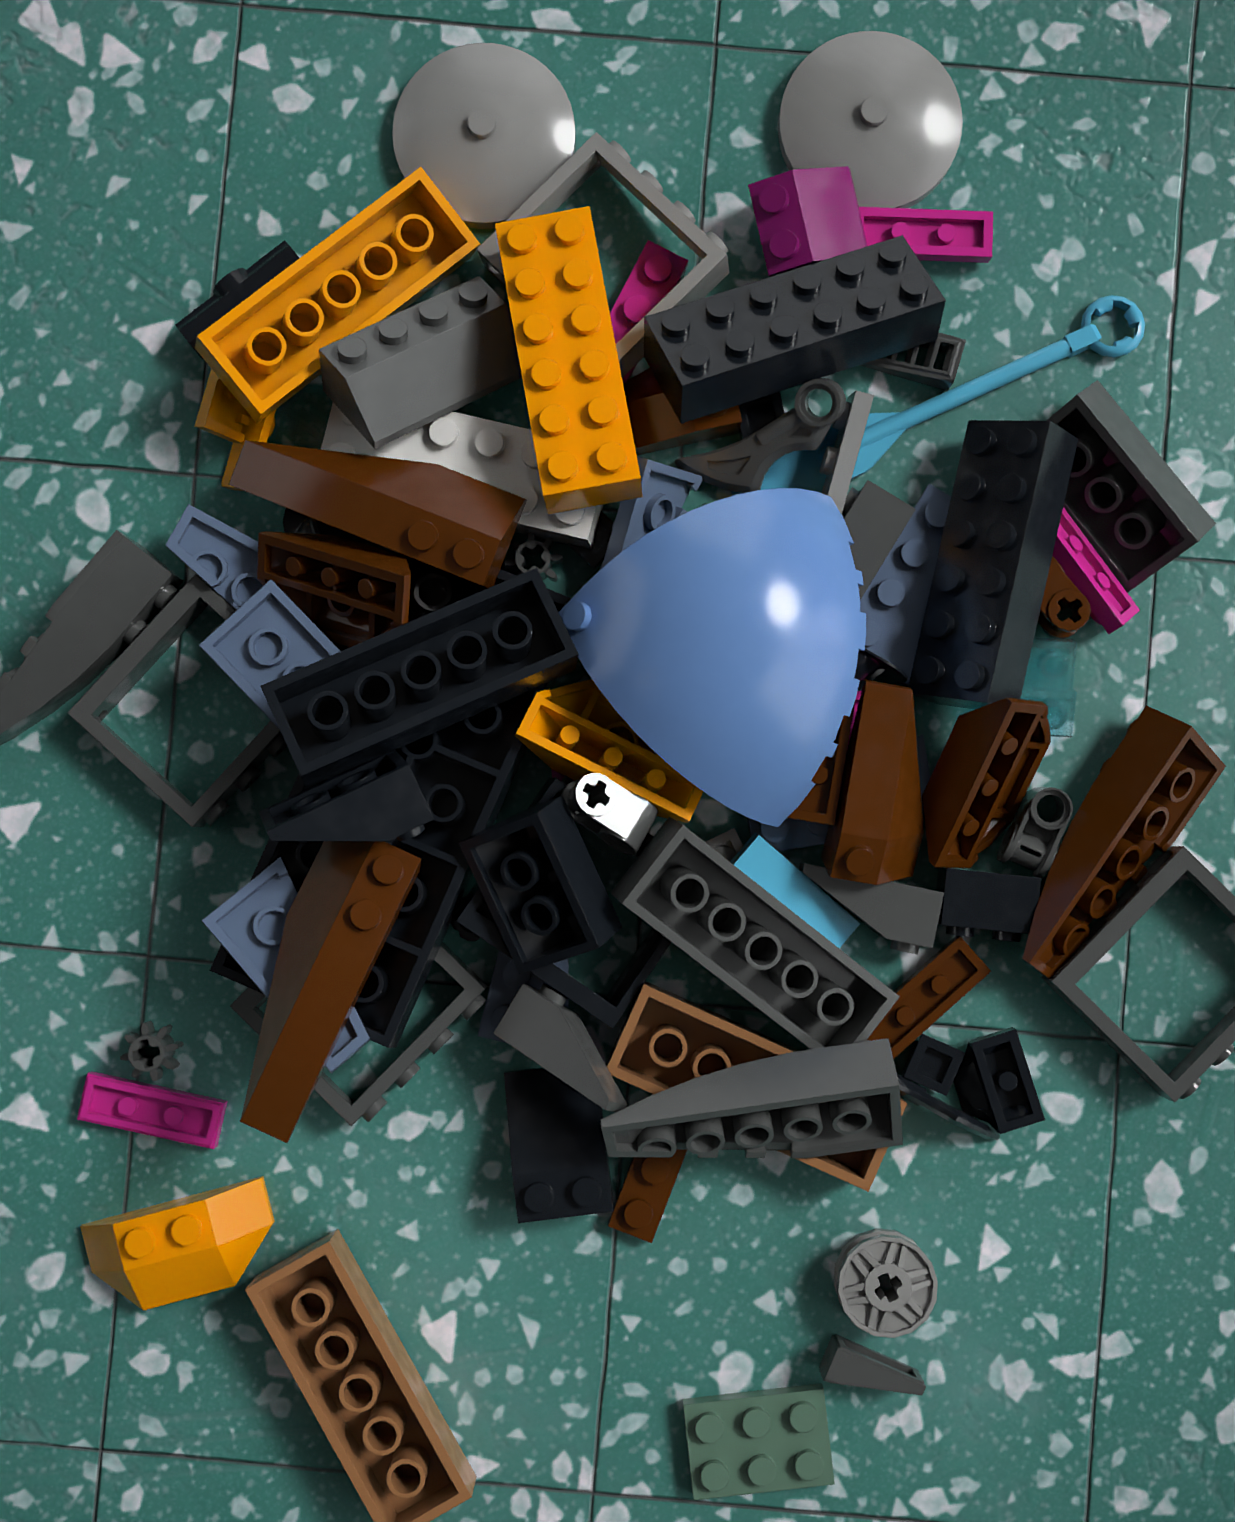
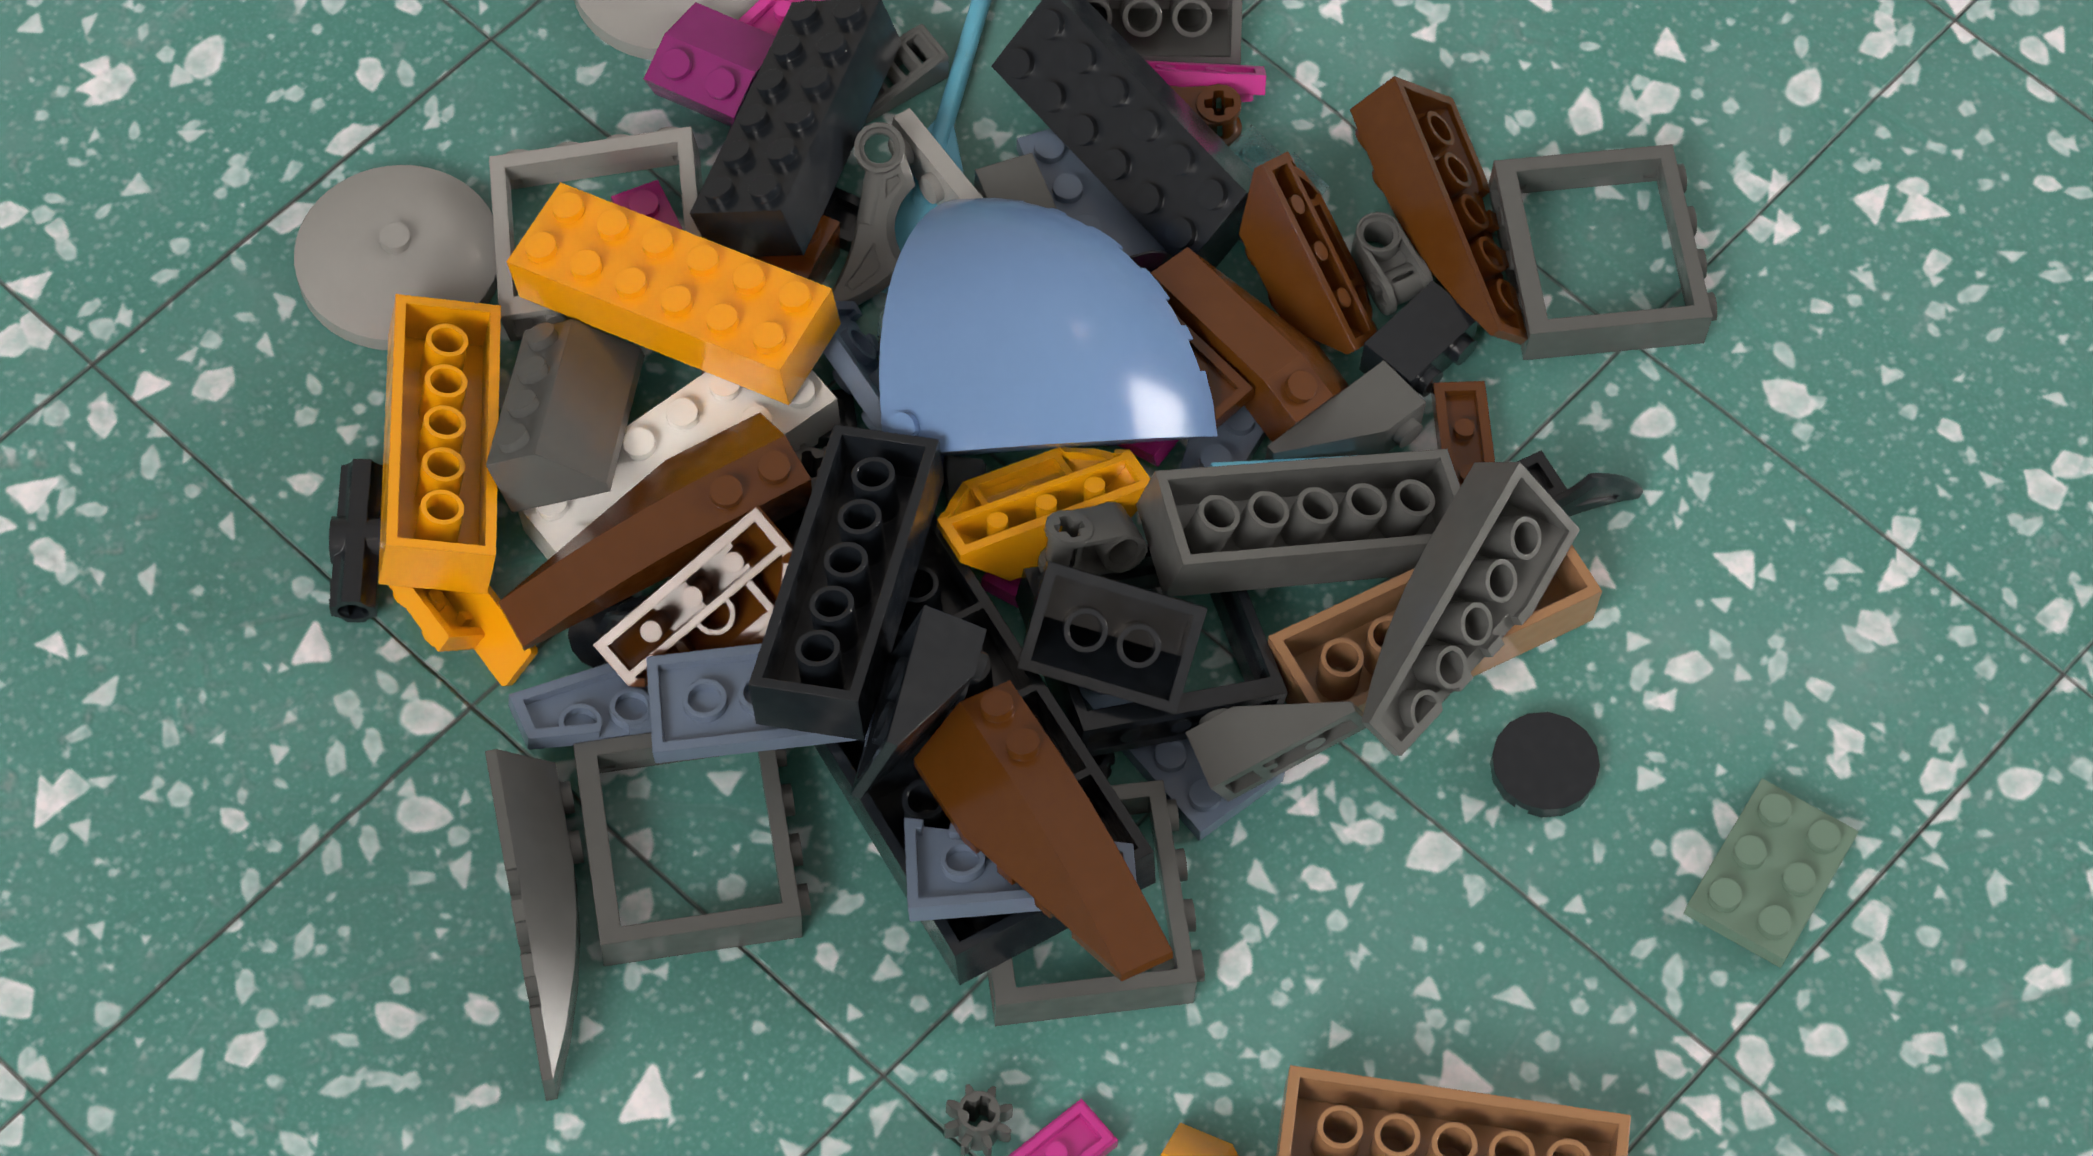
camera: 55 degrees left, 25 degrees down
(555, 1148) = (1357, 834): black slope -> none
(645, 1195) = (1455, 790): reddish brown plate -> none
(718, 1229) = (1545, 764): none -> black tile
(862, 1367) = (1764, 728): dark grey slope -> none
(910, 1275) = (1694, 685): light grey wheel -> none
(997, 1082) = (1588, 440): black slope -> none

